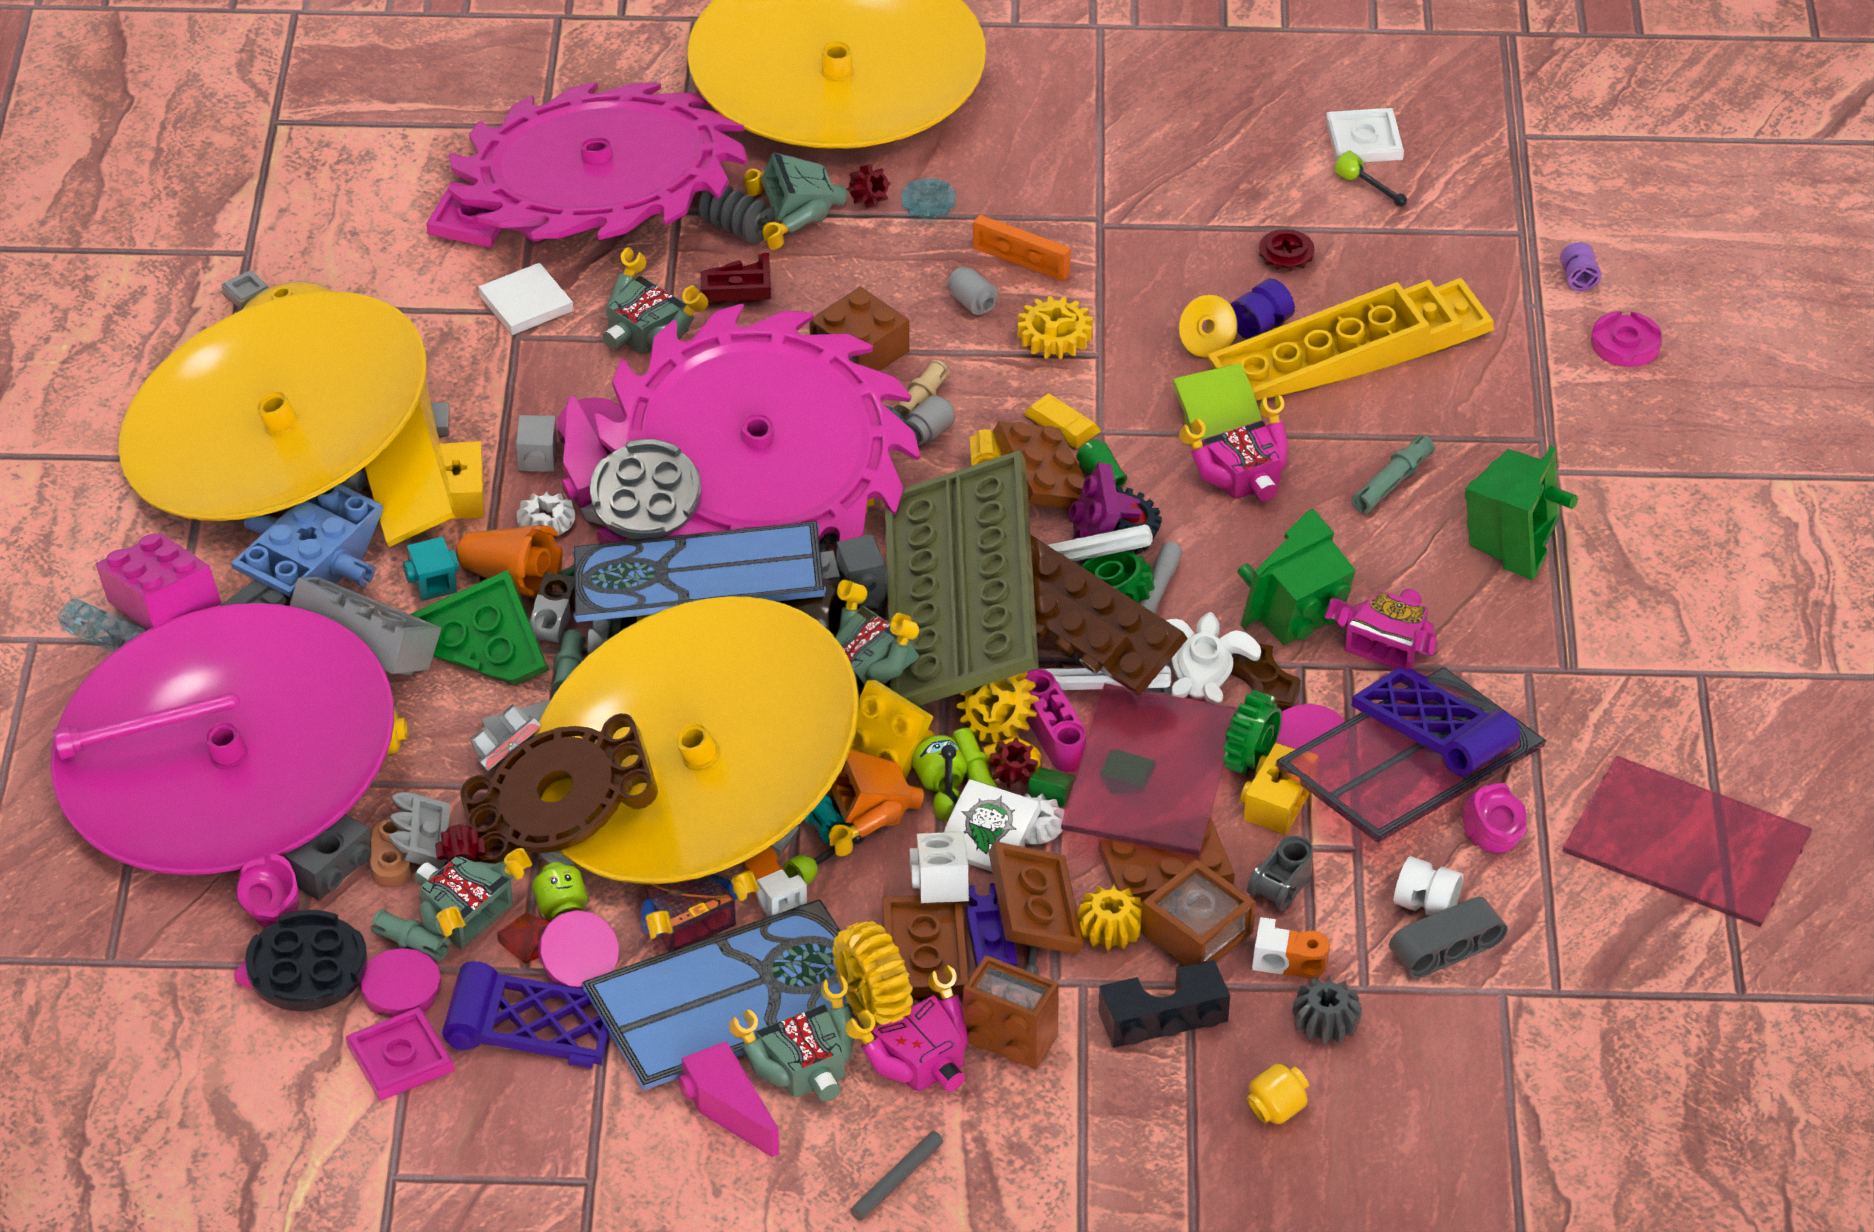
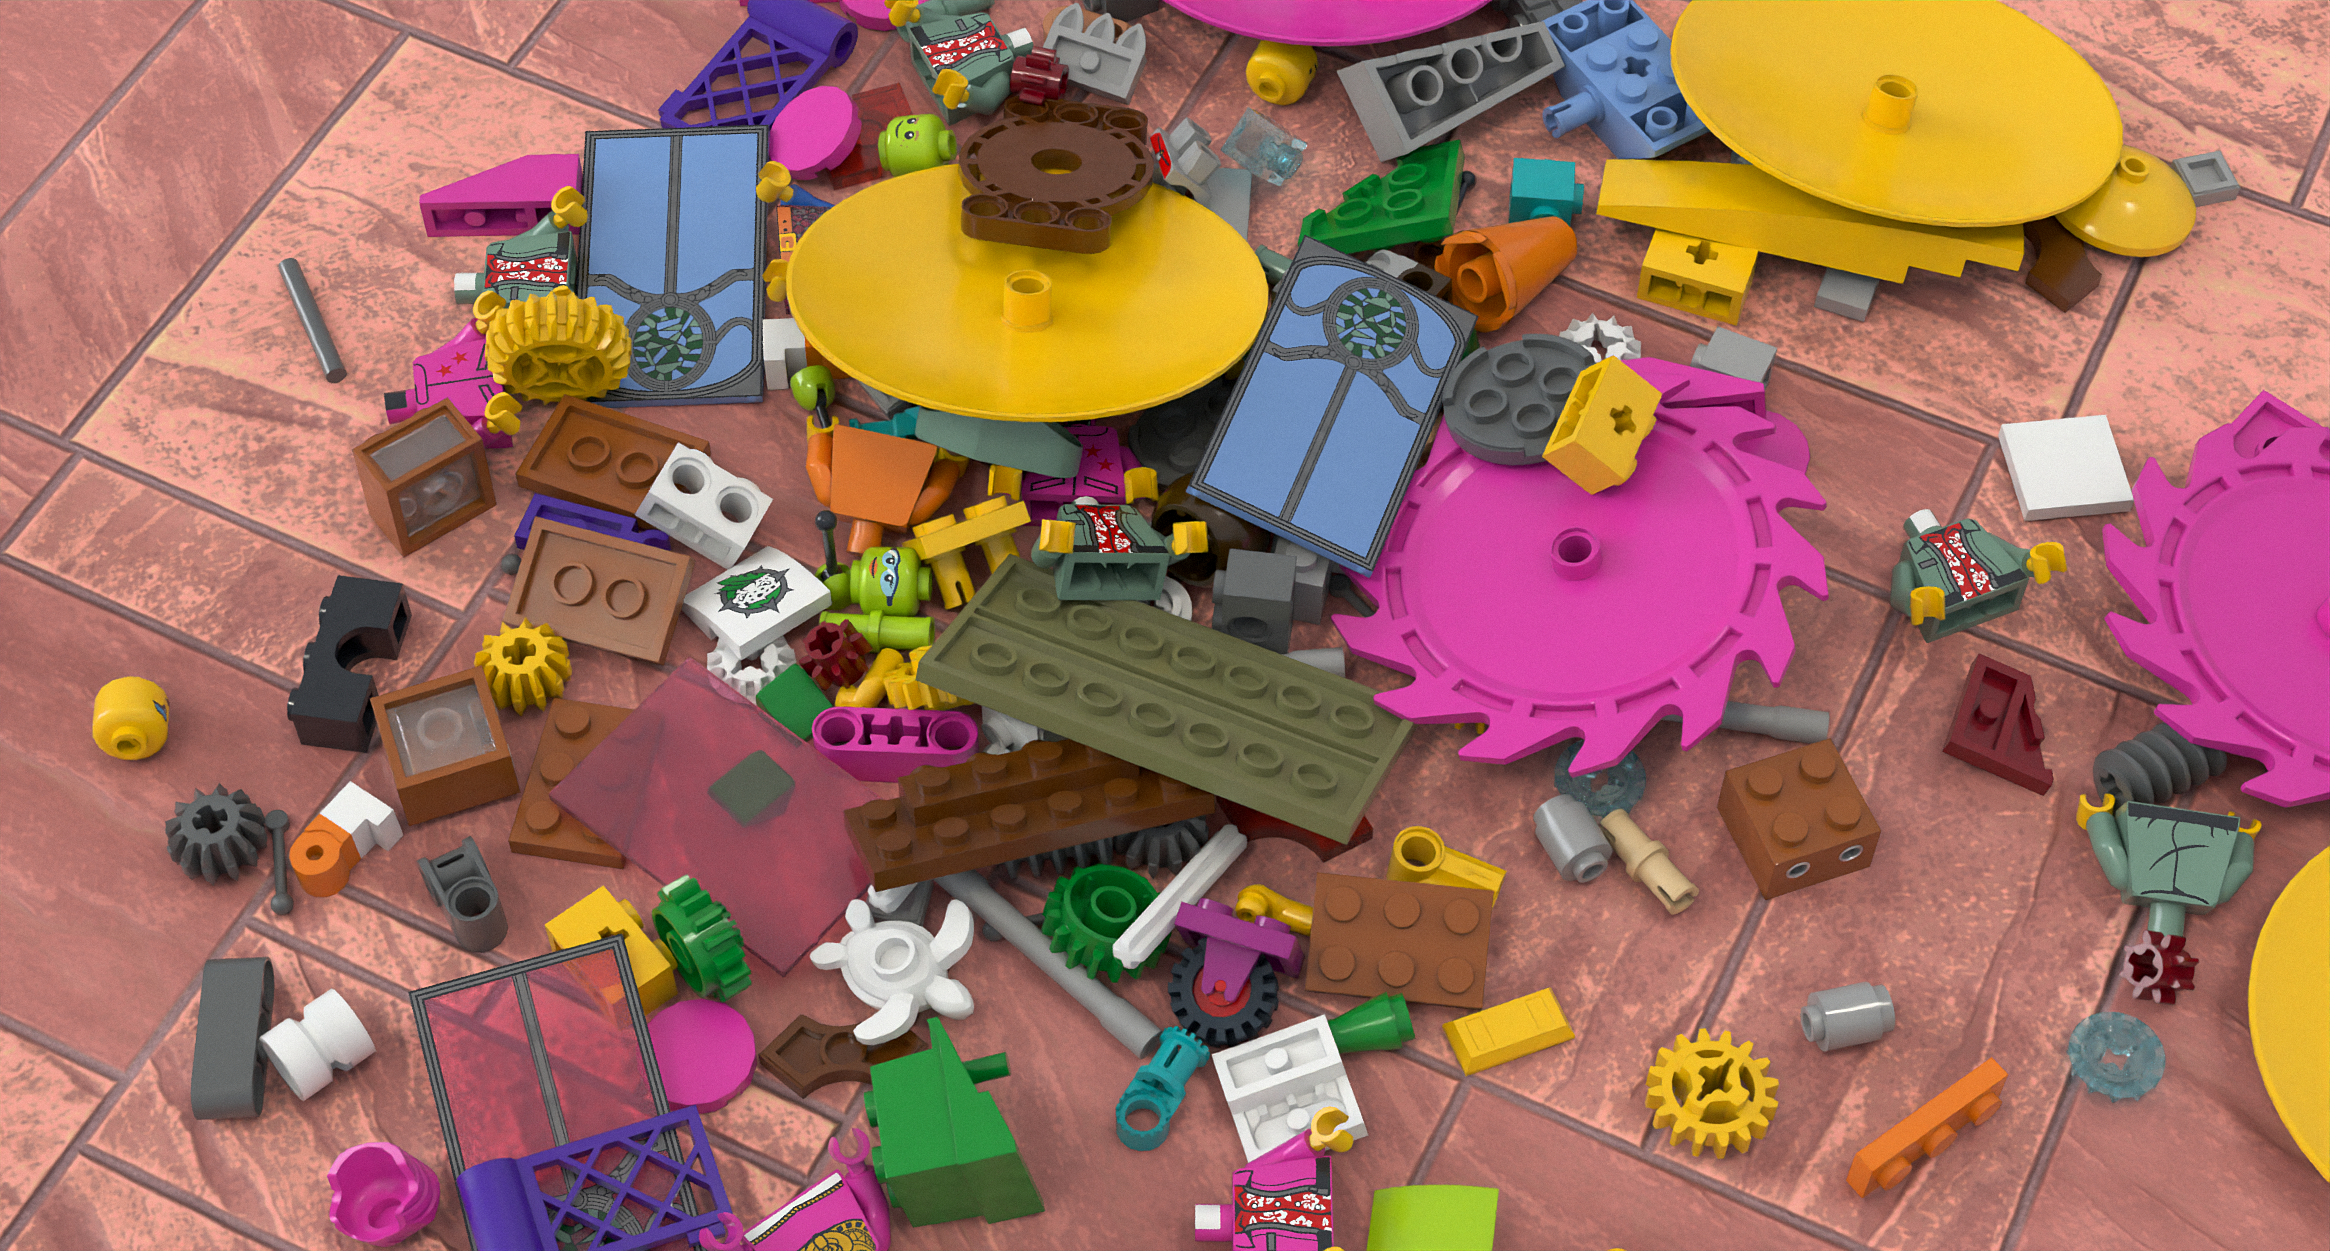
camera: 115 degrees right, 10 degrees up
(469, 704) = (1265, 147): none -> clear light blue brick
(672, 421) = (1603, 425): none -> yellow brick
(1051, 528) = (1262, 901): none -> yellow arm
(1168, 480) = (1283, 1082): none -> white slope
(1198, 534) = (1160, 1087): none -> teal connector
(1344, 969) = (277, 824): none -> dark grey hinge

